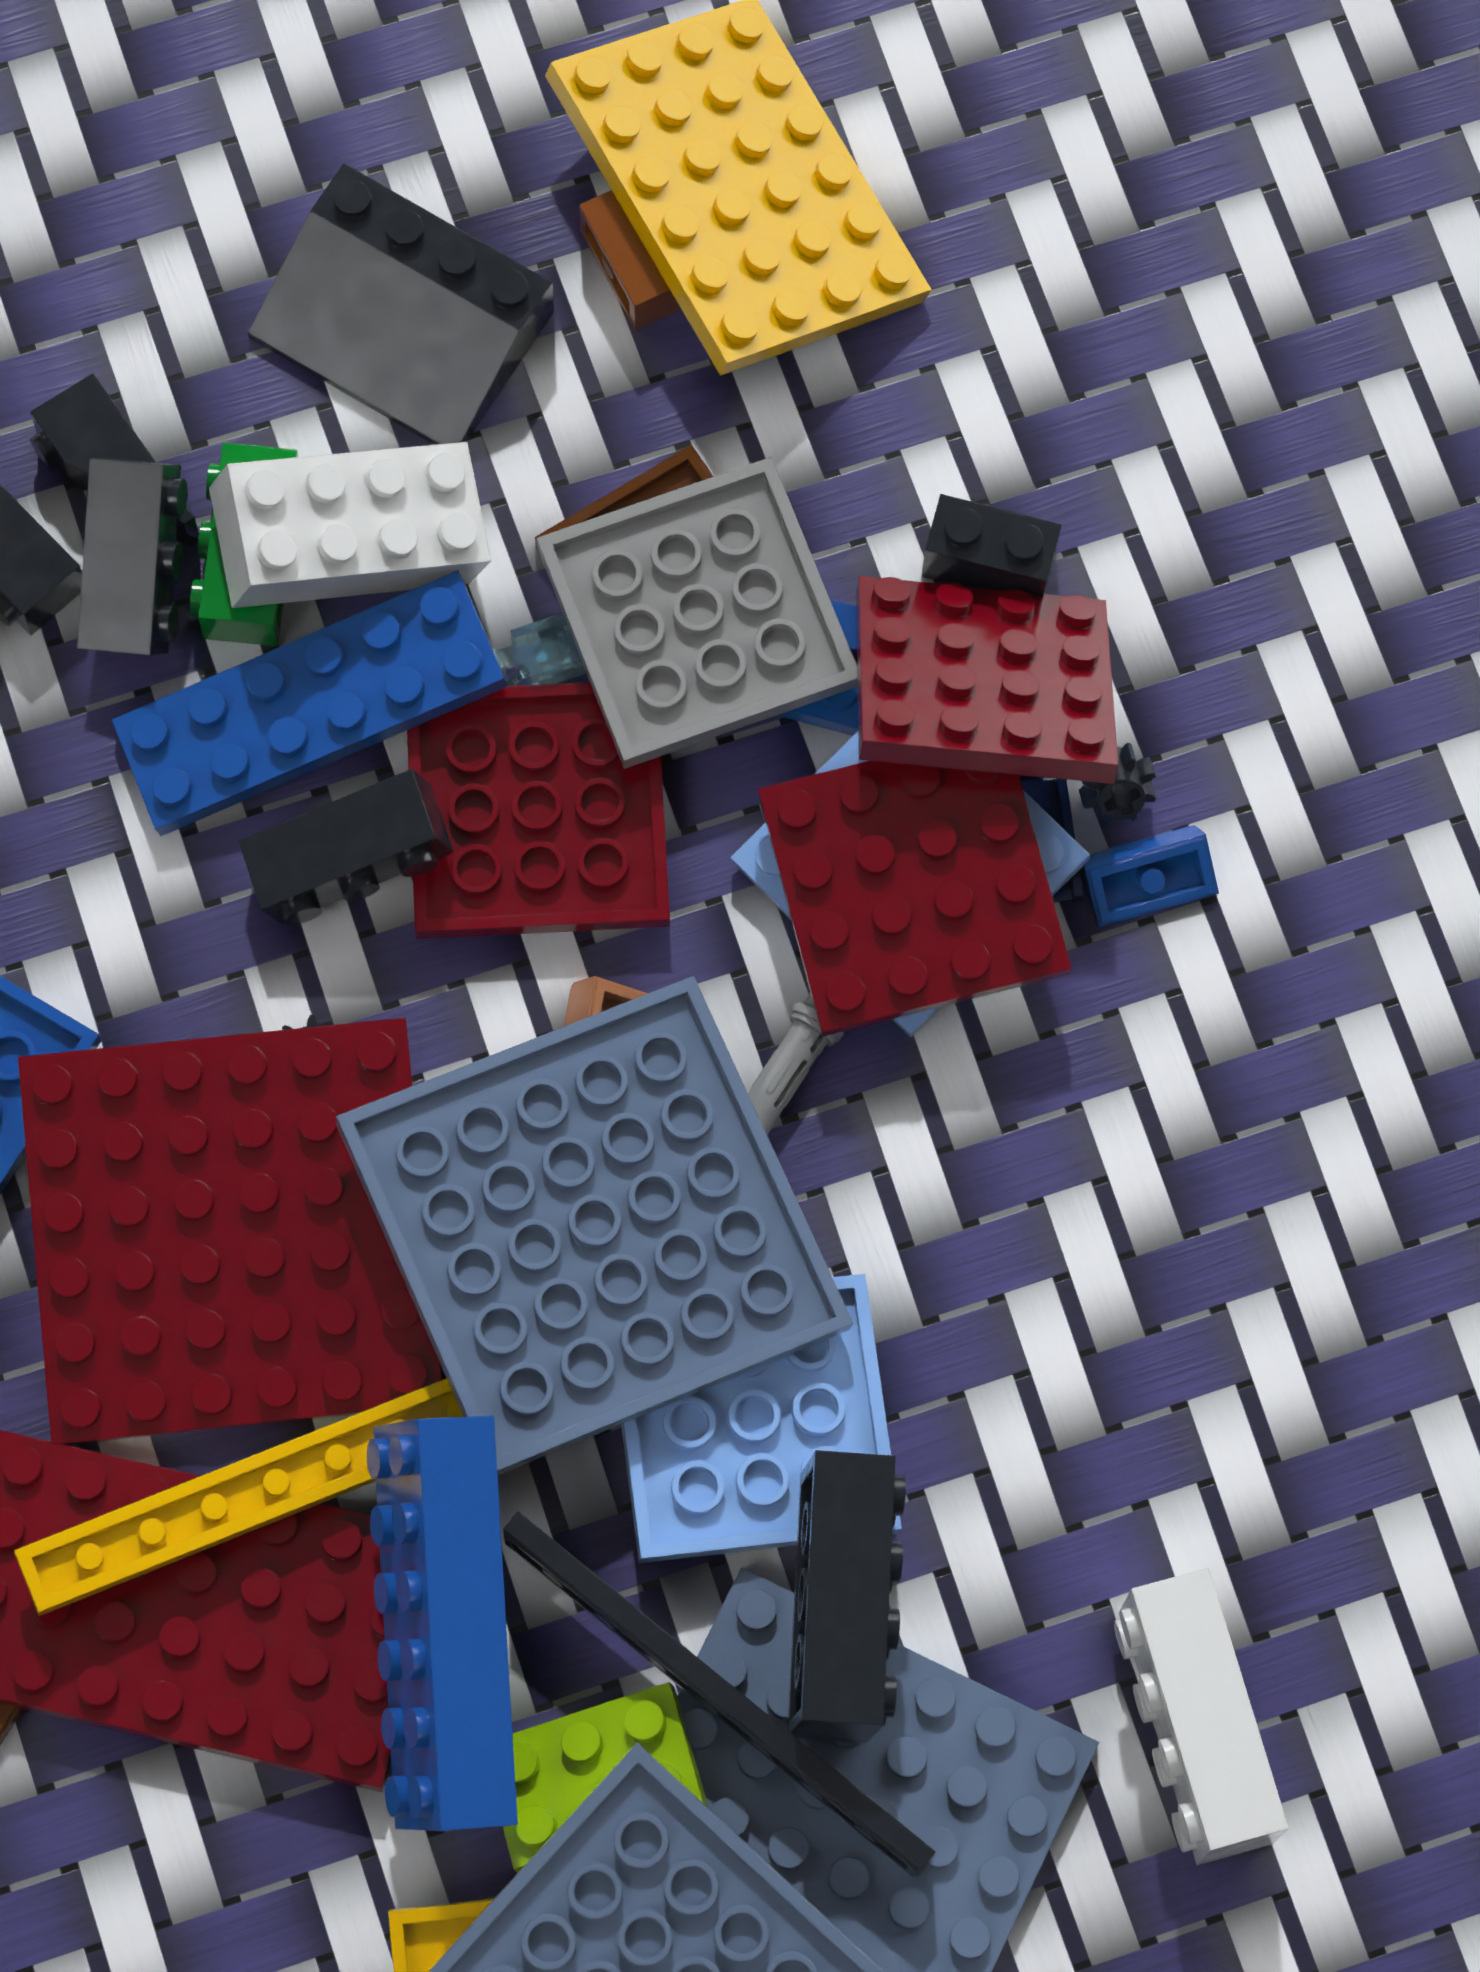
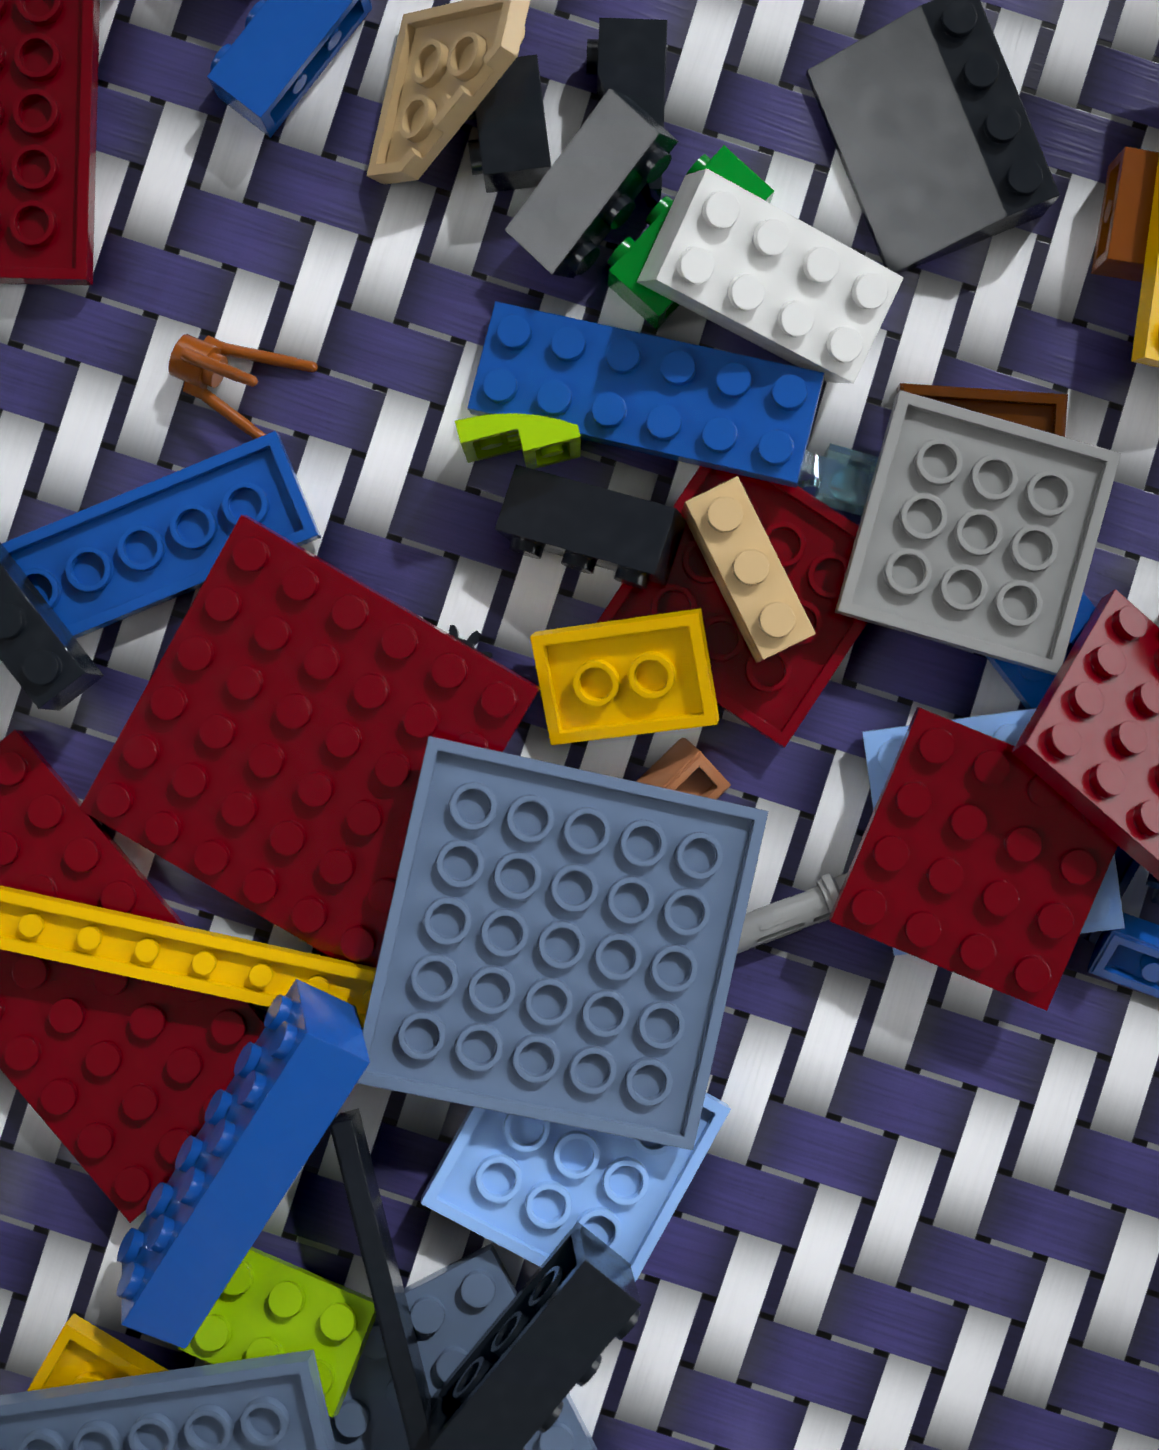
camera: 40 degrees right, 15 degrees up
(230, 806) = (540, 438): none -> lime slope
(477, 957) = (625, 677): none -> yellow plate
(517, 783) = (747, 569): none -> tan brick

